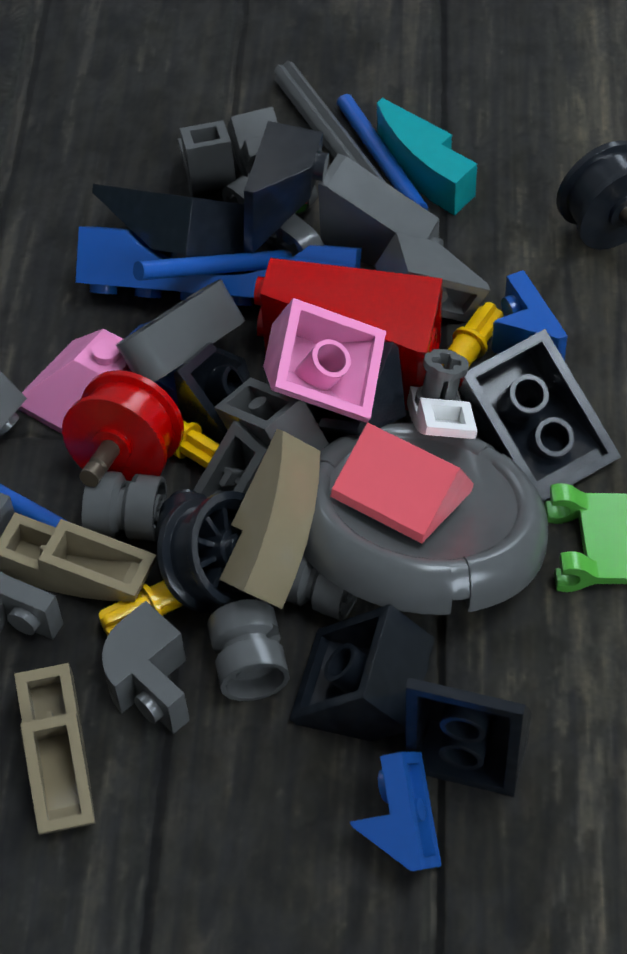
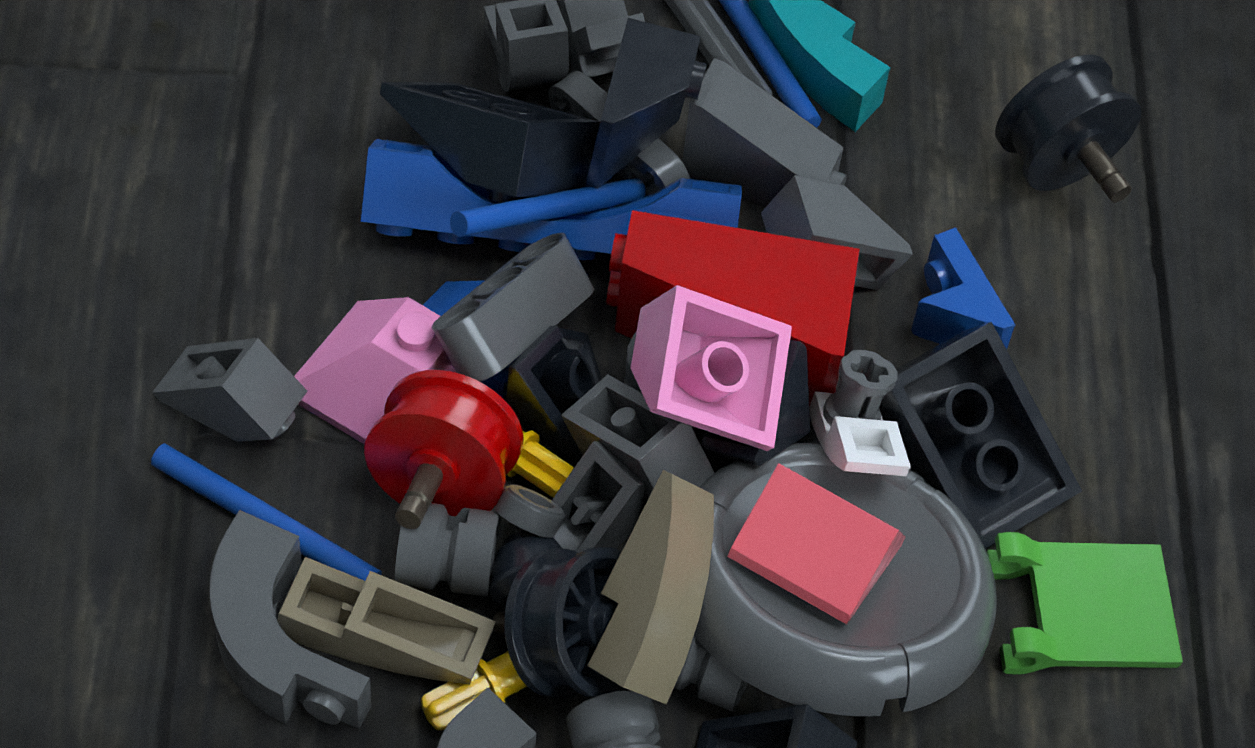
camera: 10 degrees left, 5 degrees up
(186, 475) = (530, 511): none -> dark grey tile
(473, 338) = (887, 317): yellow axle -> none

